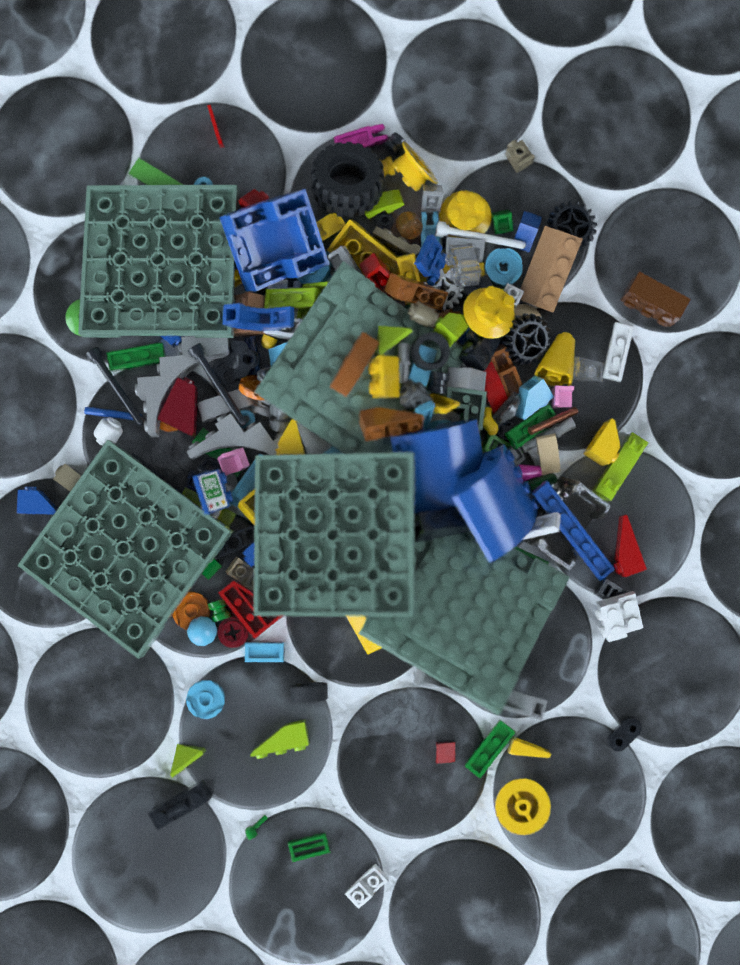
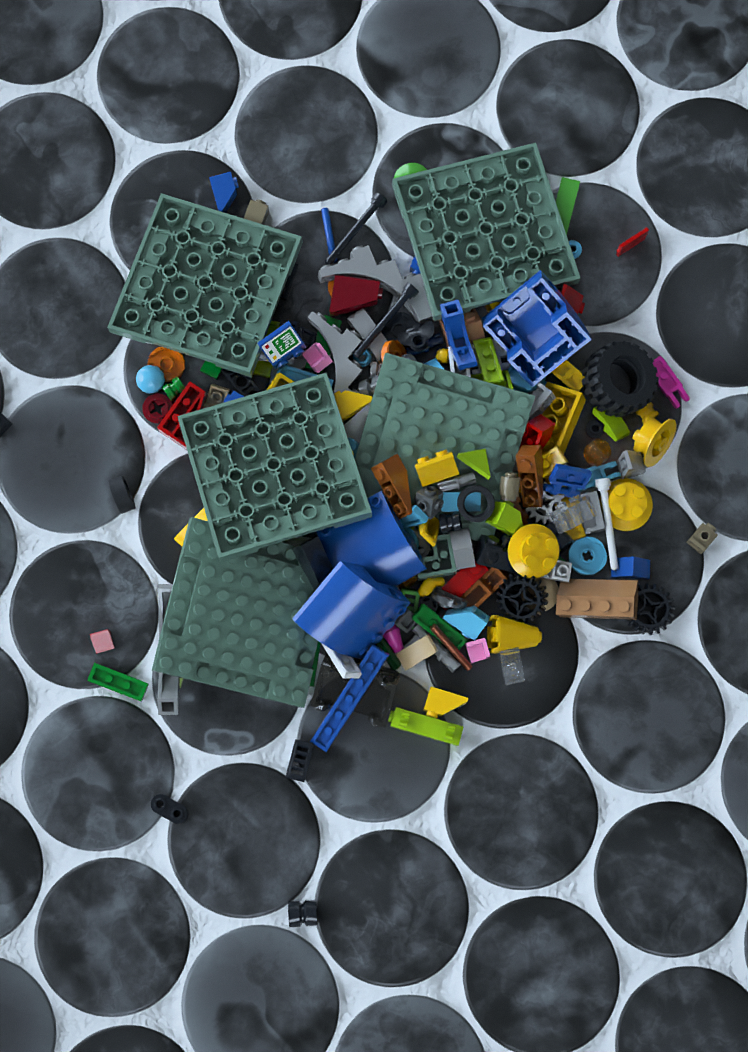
camera: 75 degrees right, 5 degrees down
(108, 429) = (312, 235): white head -> none
(135, 356) = (389, 238): green tile -> none
(184, 757) = (28, 399): lime slope -> none
(205, 699) = (87, 403): medium azure tile -> none
(264, 651) = (147, 443): medium azure tile -> none
(287, 737) = (76, 490): lime slope -> none
(354, 364) = (439, 435): dark orange slope -> none
(394, 145) = (674, 414): black wheel -> none
(398, 244) = (575, 448): dark tan plate -> none
(502, 221) = (632, 542): green slope -> none
(522, 806) = (72, 726): yellow piece -> none
(524, 748) = (128, 714): yellow slope -> none
(617, 351) = (540, 692): white tile -> none
(618, 616) = (281, 767): white plate -> none
(627, 552) = (343, 759): red slope -> none
(655, 300) = (600, 709): reddish brown brick -> none

